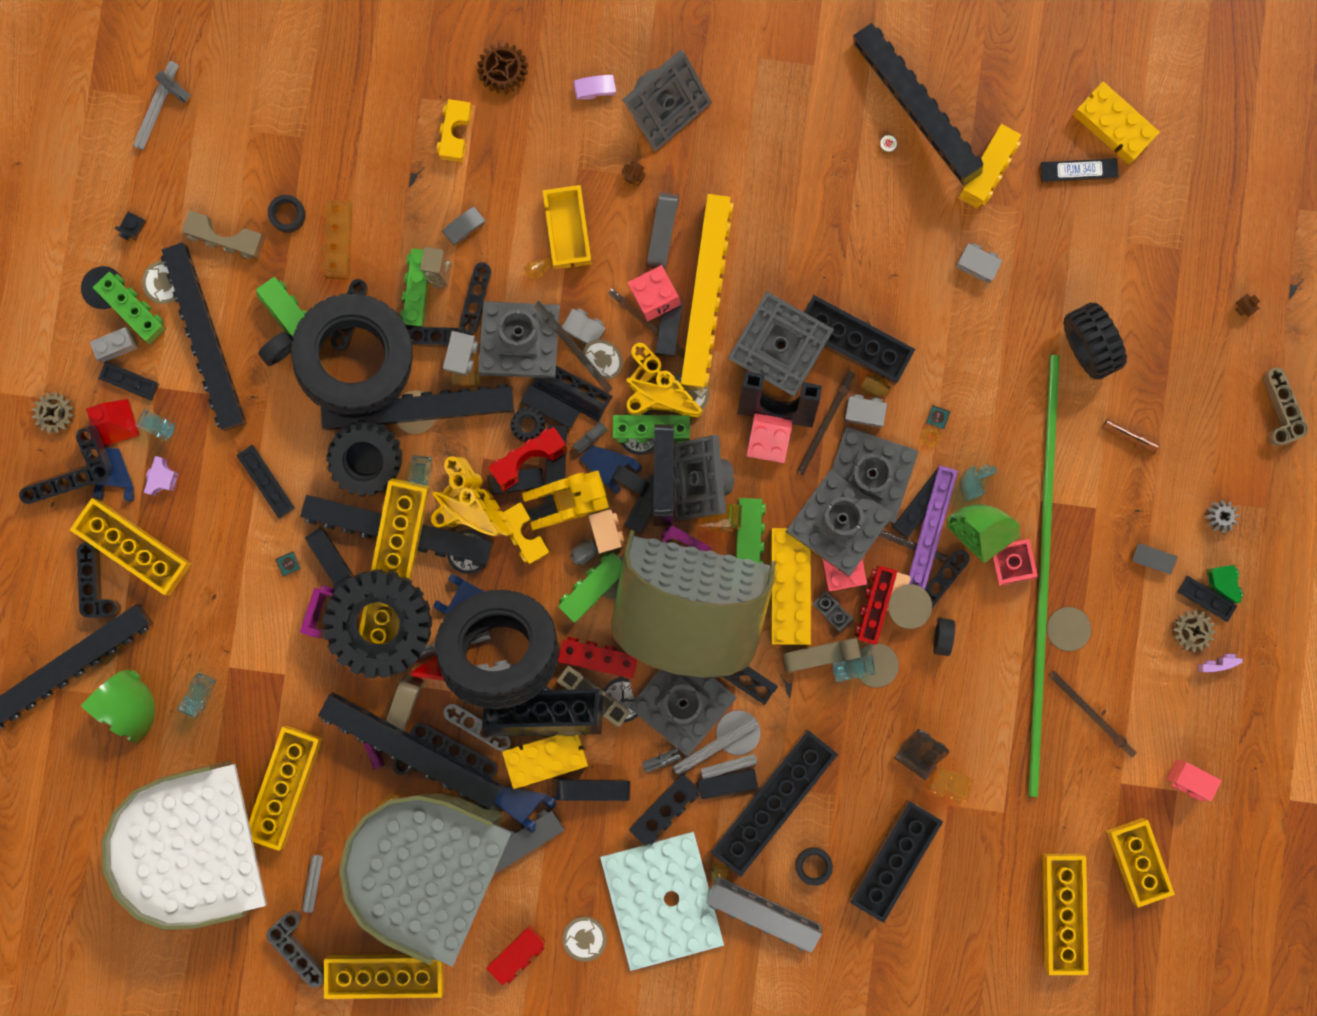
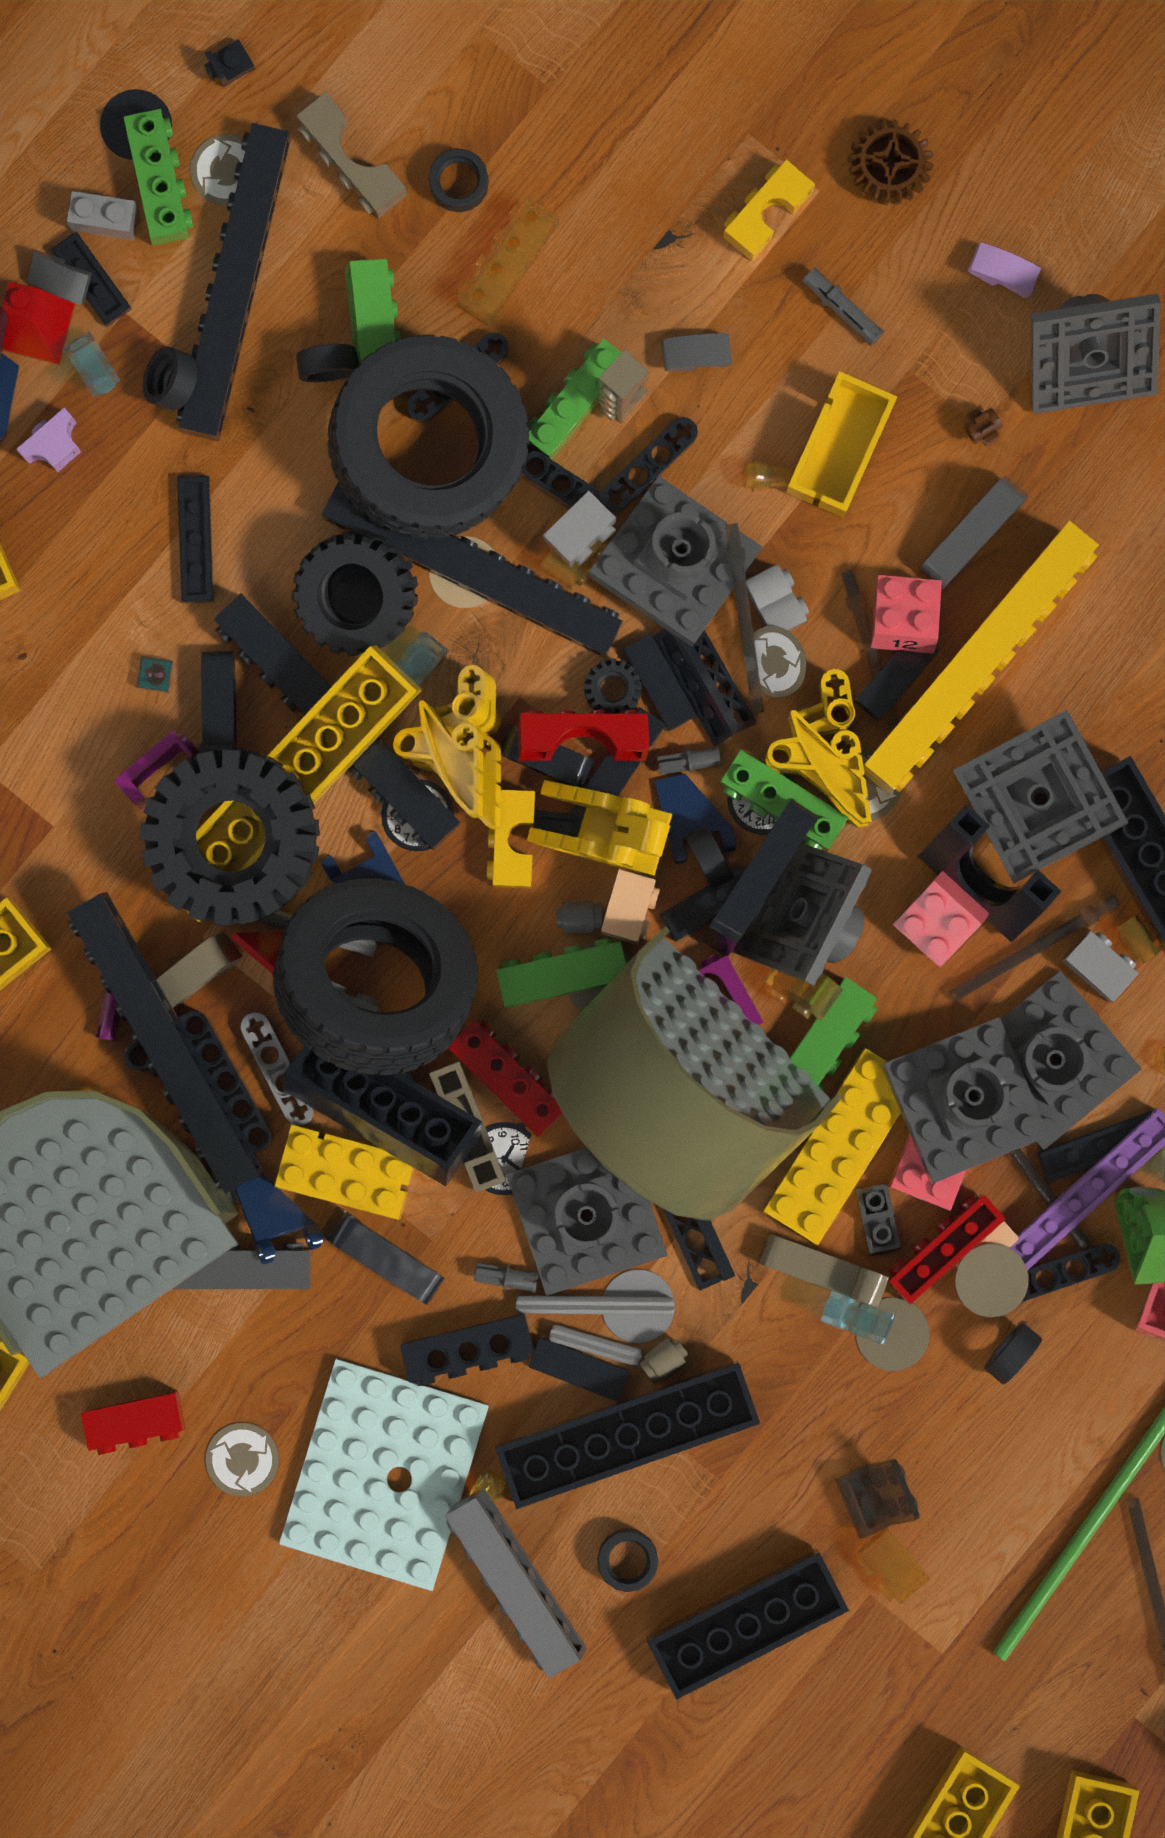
camera: 30 degrees right, 0 degrees up
(111, 391) = (58, 278): none -> dark grey slope
(200, 407) = (181, 383): none -> black tyre
(523, 156) = (841, 305): none -> dark grey pin
(769, 752) = (664, 1360): none -> dark tan brick

